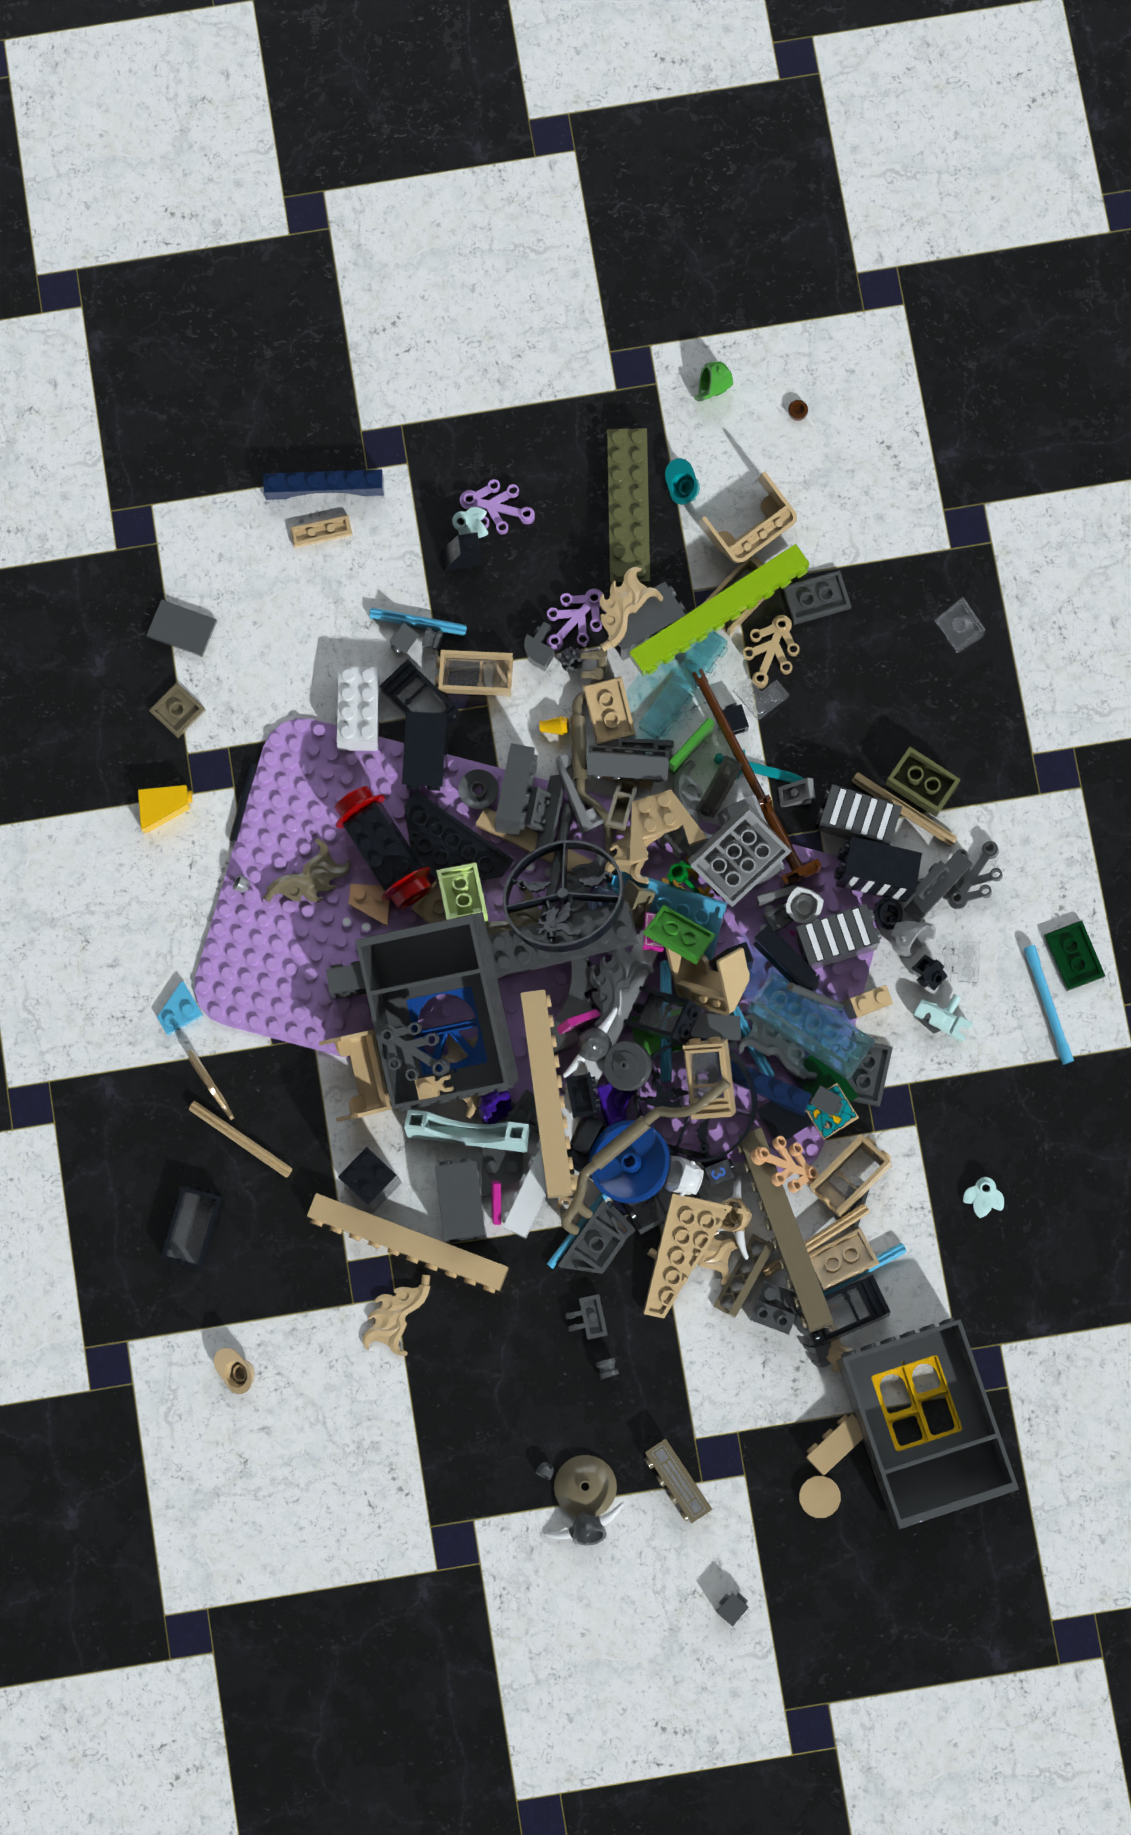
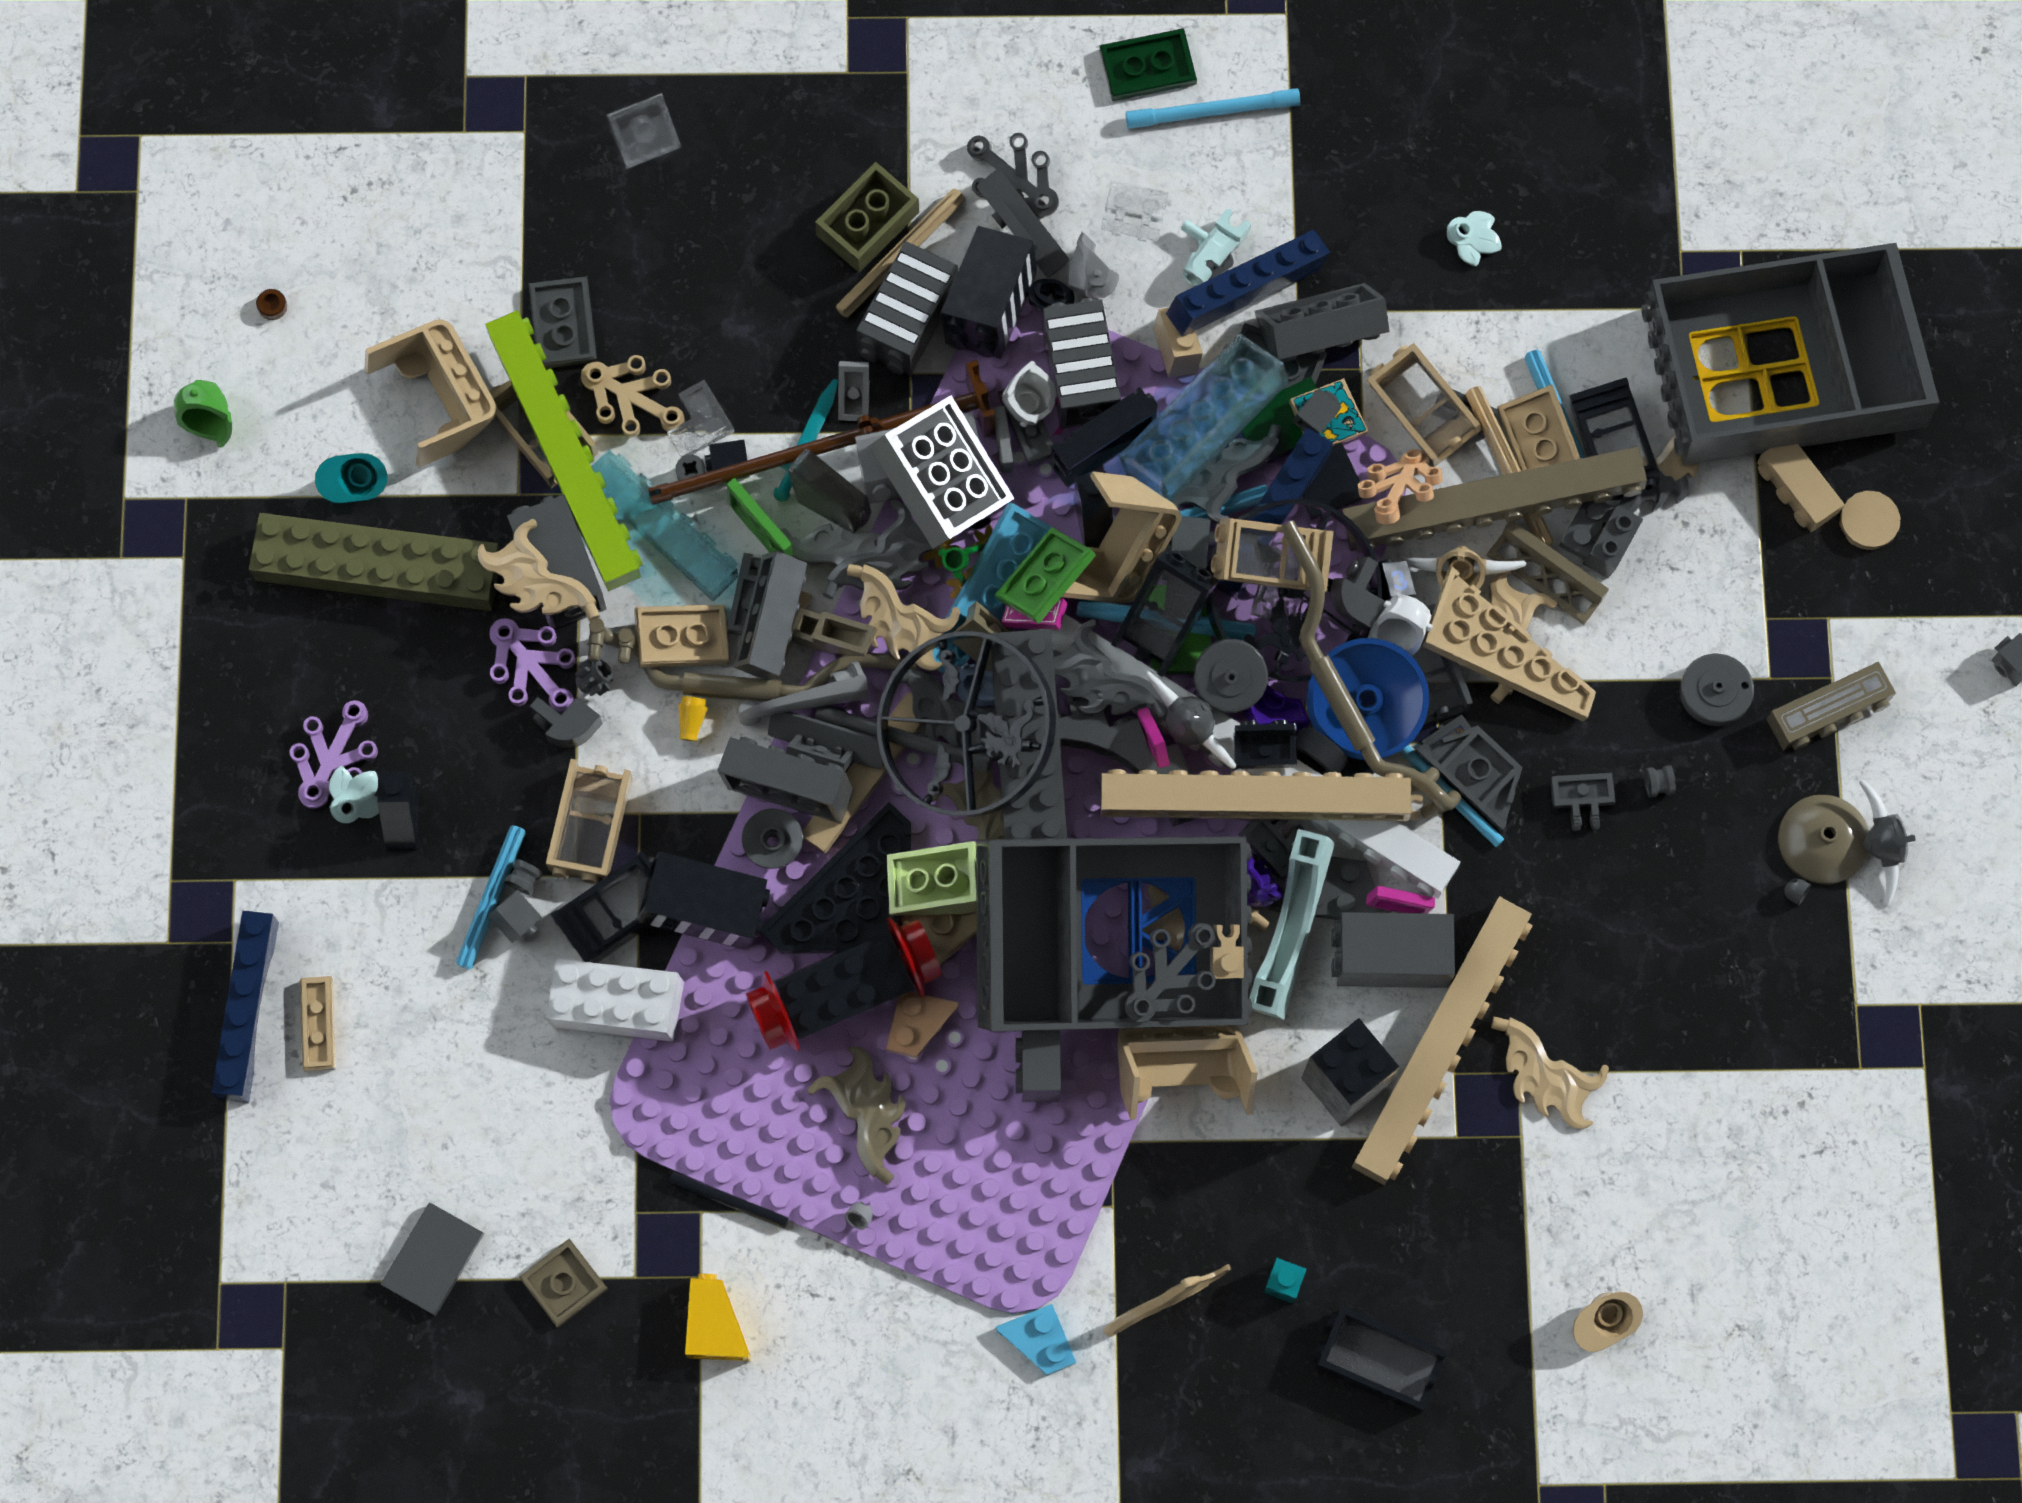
camera: 90 degrees left, 5 degrees down
(234, 1159) = (1285, 1280): none -> teal brick
(240, 1139) = (1252, 1271): tan axle -> none
(657, 816) = (862, 578): tan wing -> none
(678, 1400) = (1716, 689): none -> dark grey wheel
(696, 1138) = (1350, 596): none -> dark grey brick
(723, 700) = (689, 461): none -> dark grey wheel
(815, 996) = (1165, 401): dark grey bar -> none
(900, 1098) = (1323, 321): none -> dark grey slope
(915, 1042) = (1247, 283): none -> dark blue brick
(929, 972) = (1146, 253): black brick -> none

